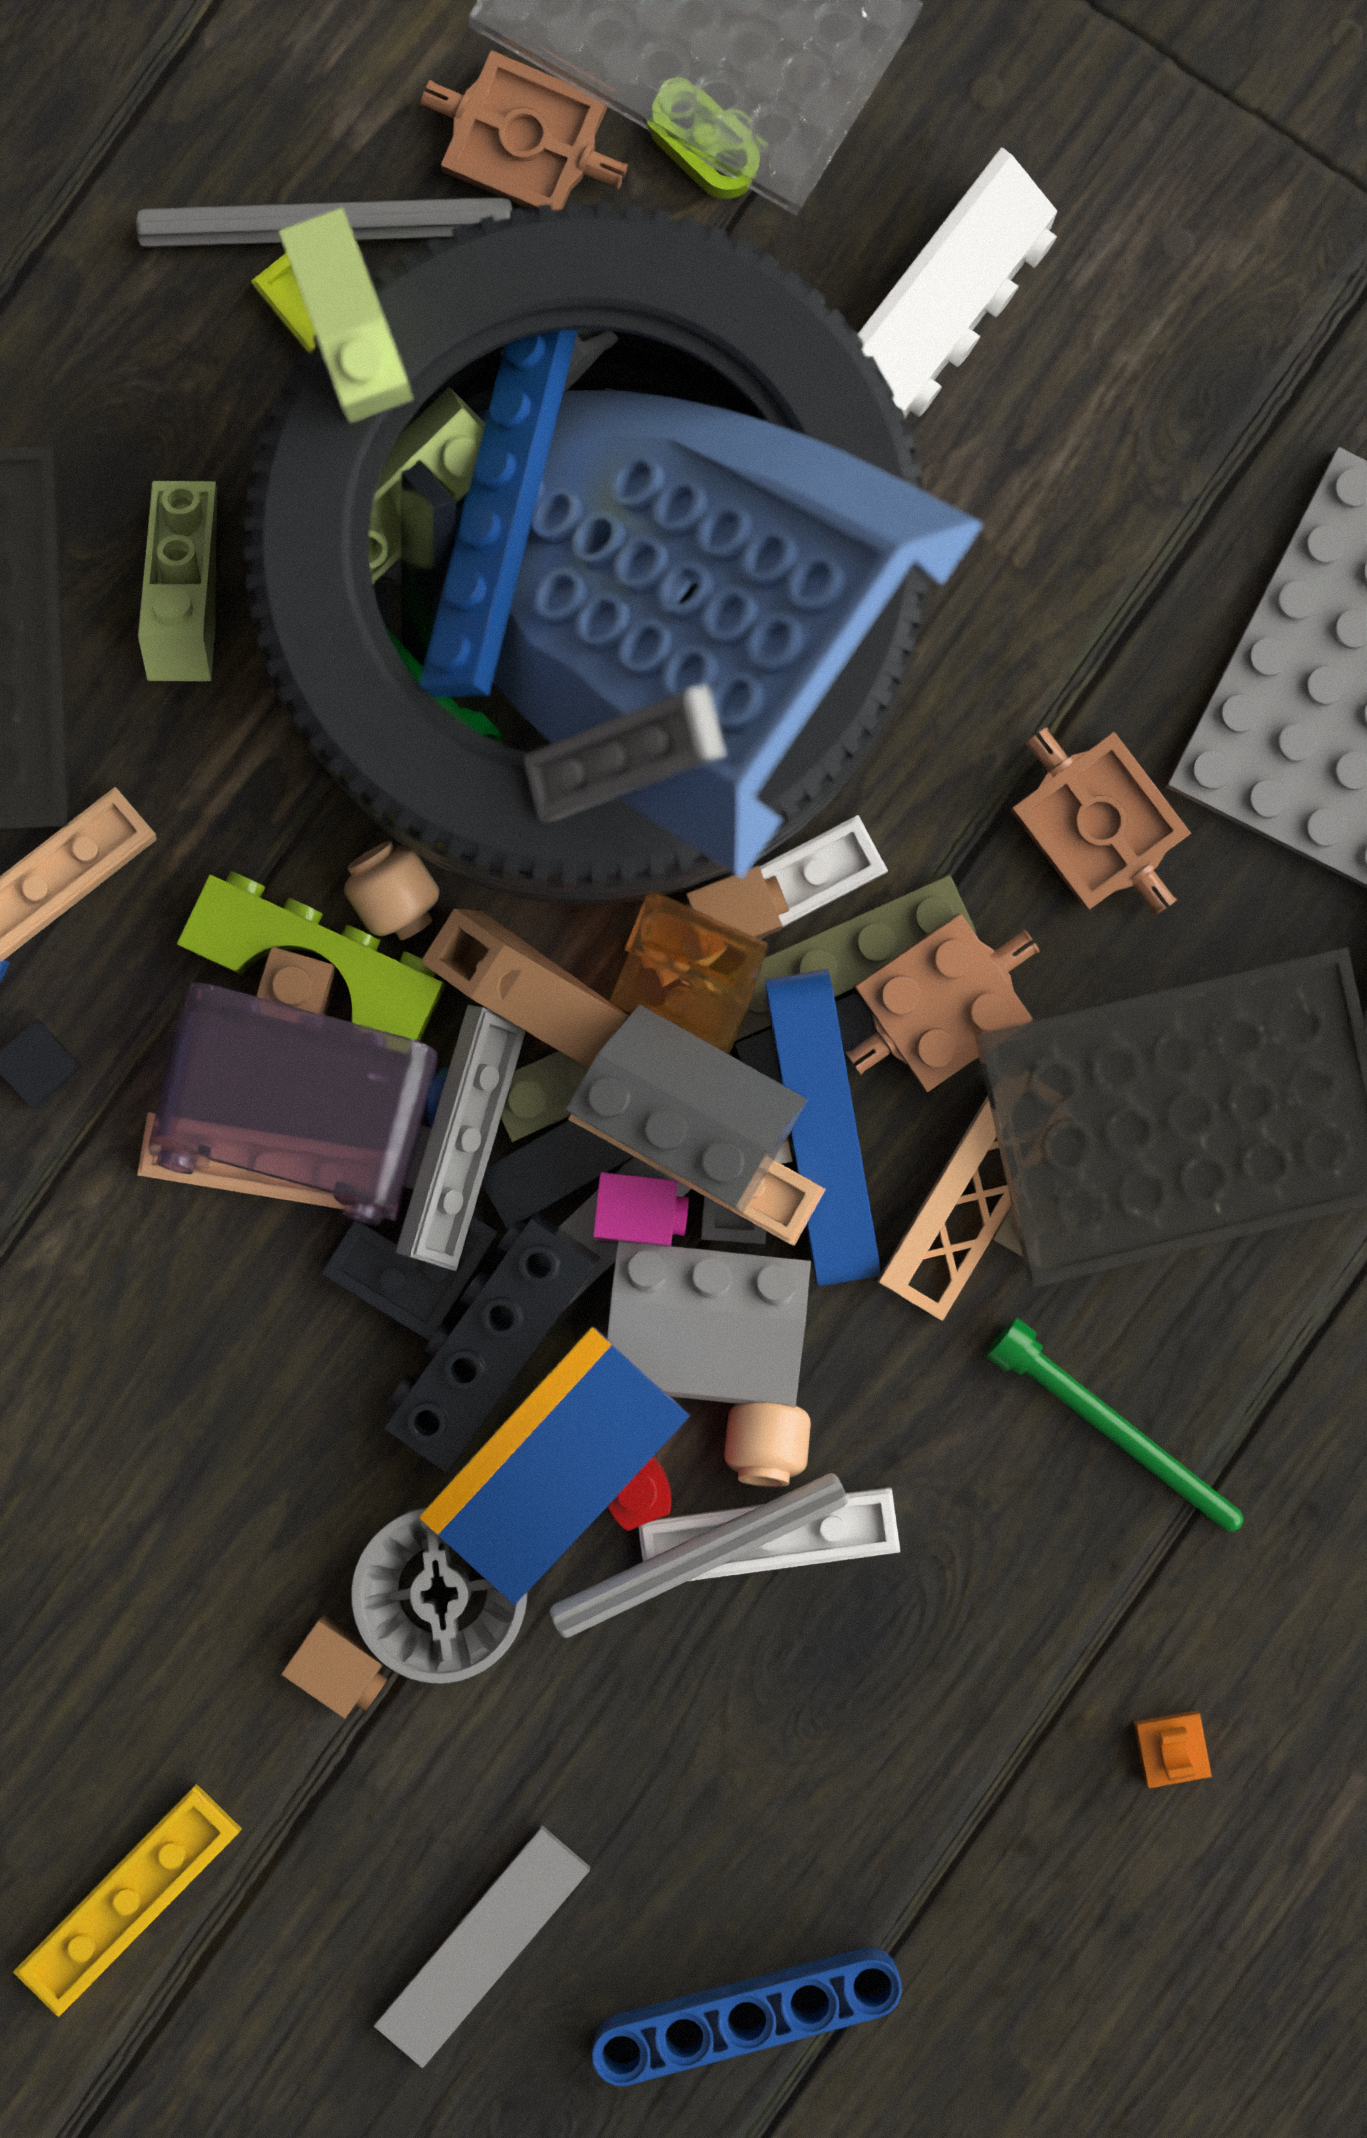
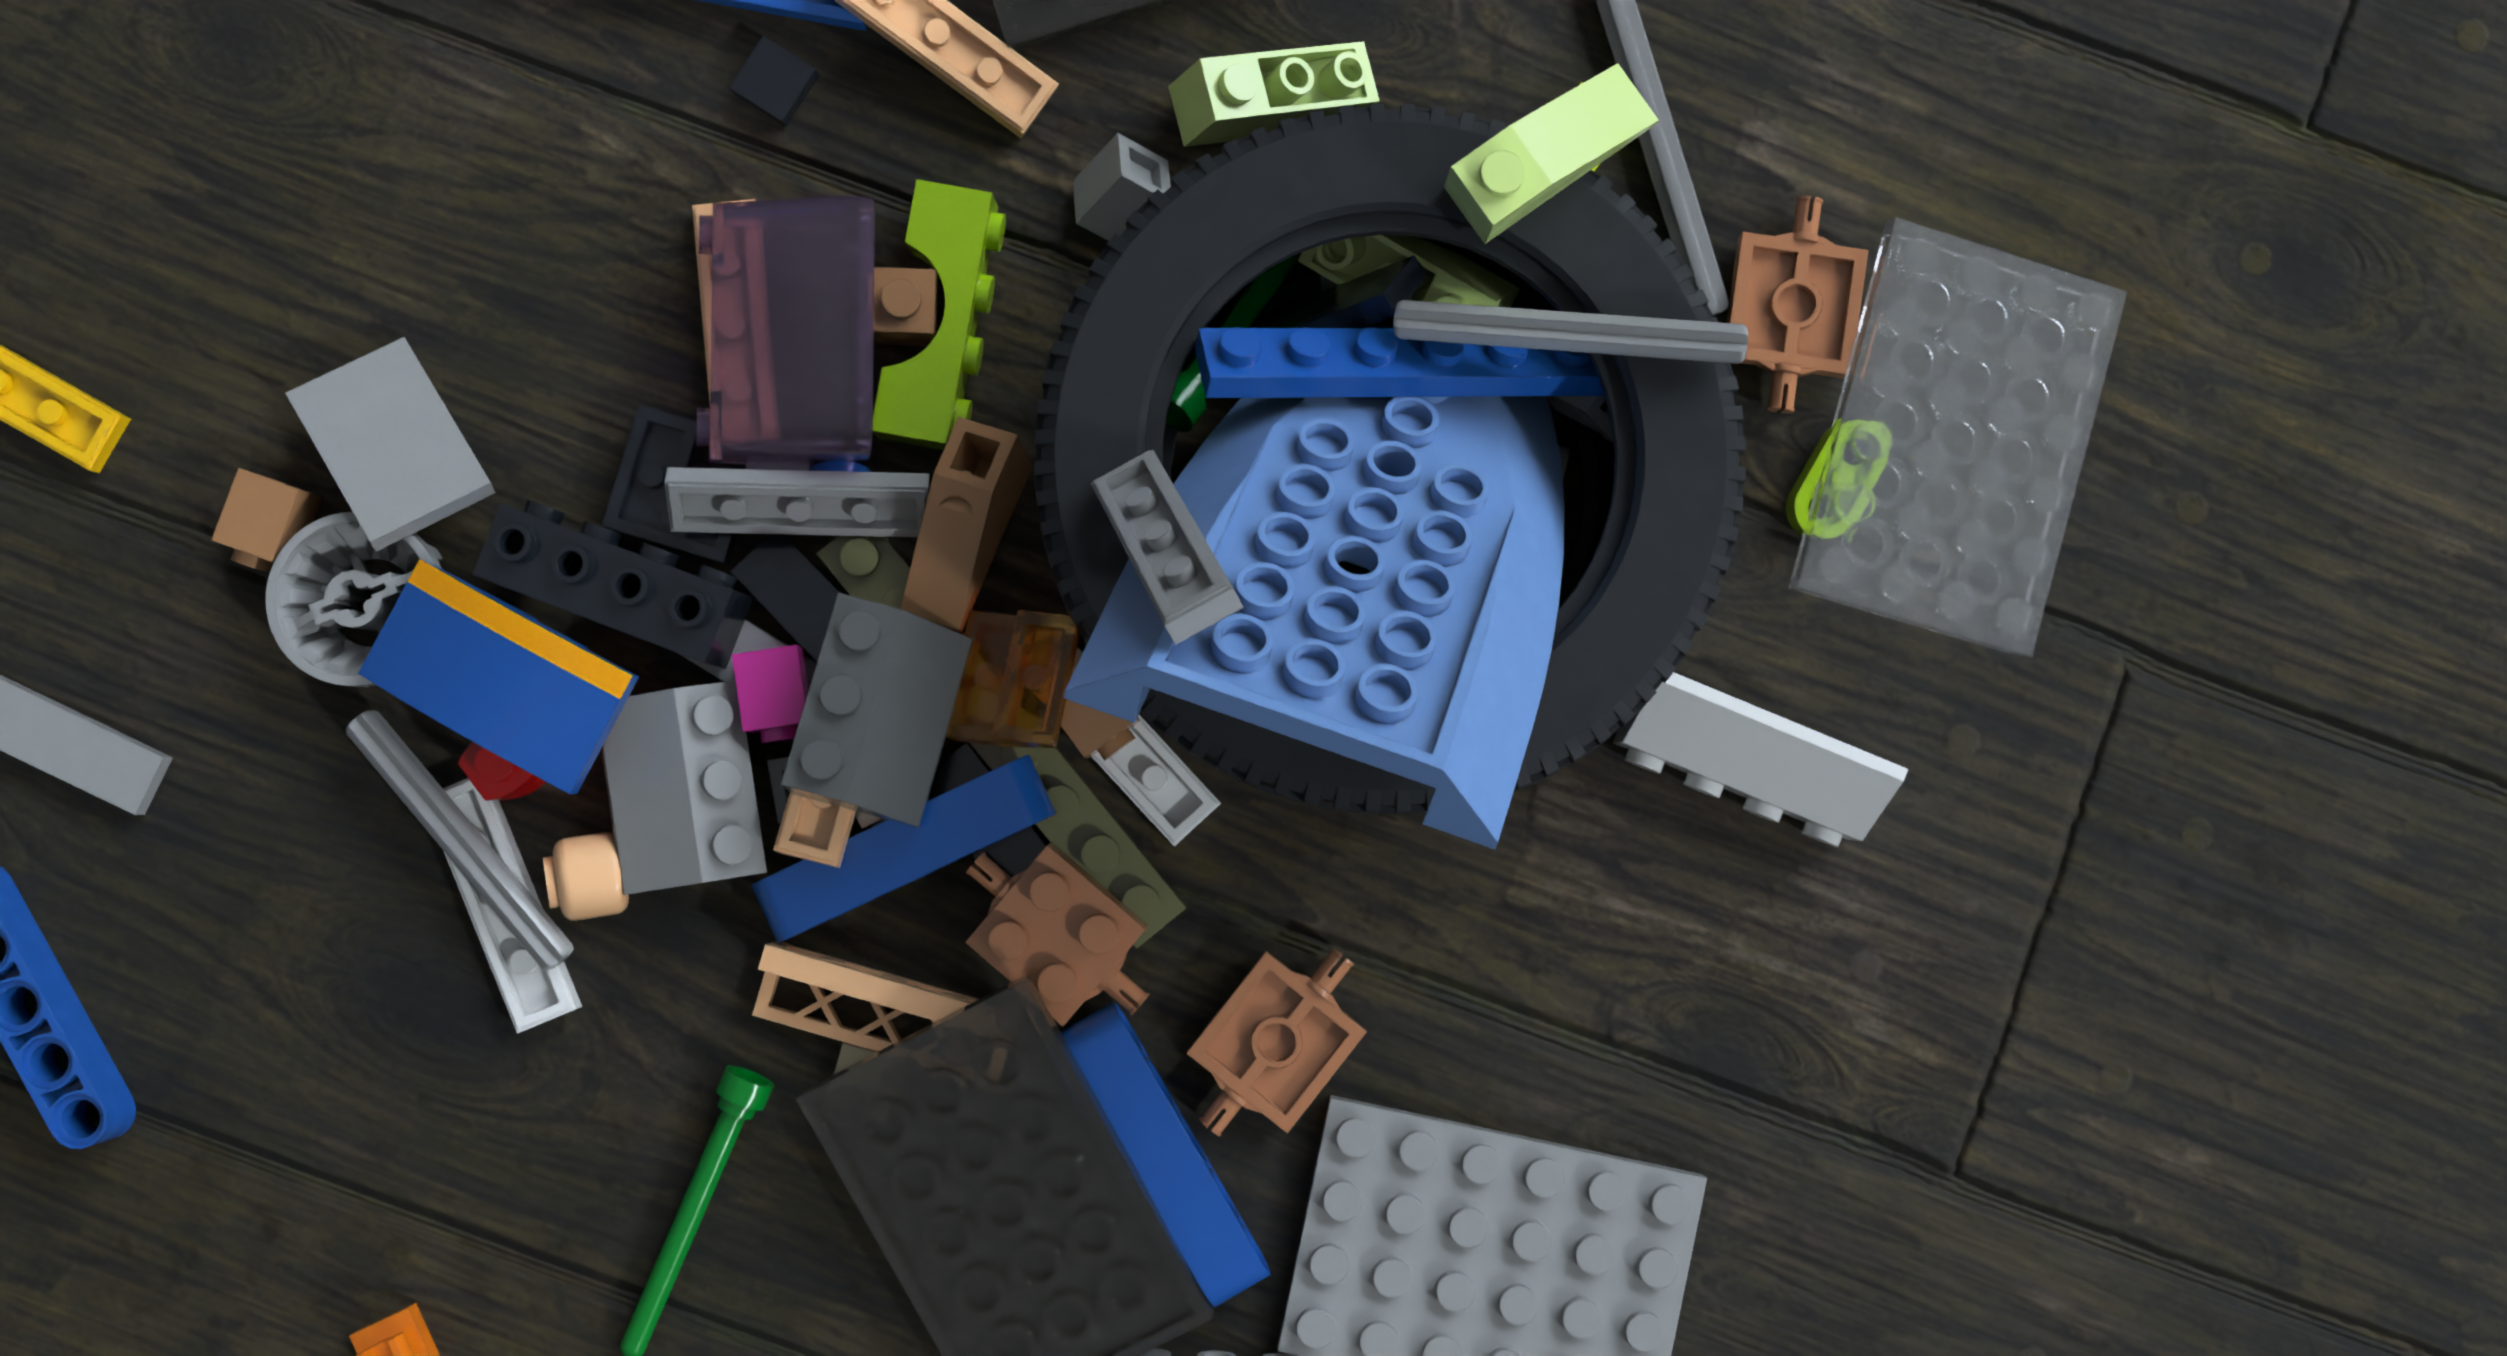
camera: 70 degrees right, 0 degrees up
(238, 752) = (1117, 185): none -> light grey panel
(295, 1523) = (390, 443): none -> light grey tile
(391, 891) = (1017, 371): light nougat head -> none
(518, 342) = (1571, 331): none -> light grey axle
(1183, 953) = (1166, 1155): none -> blue beam

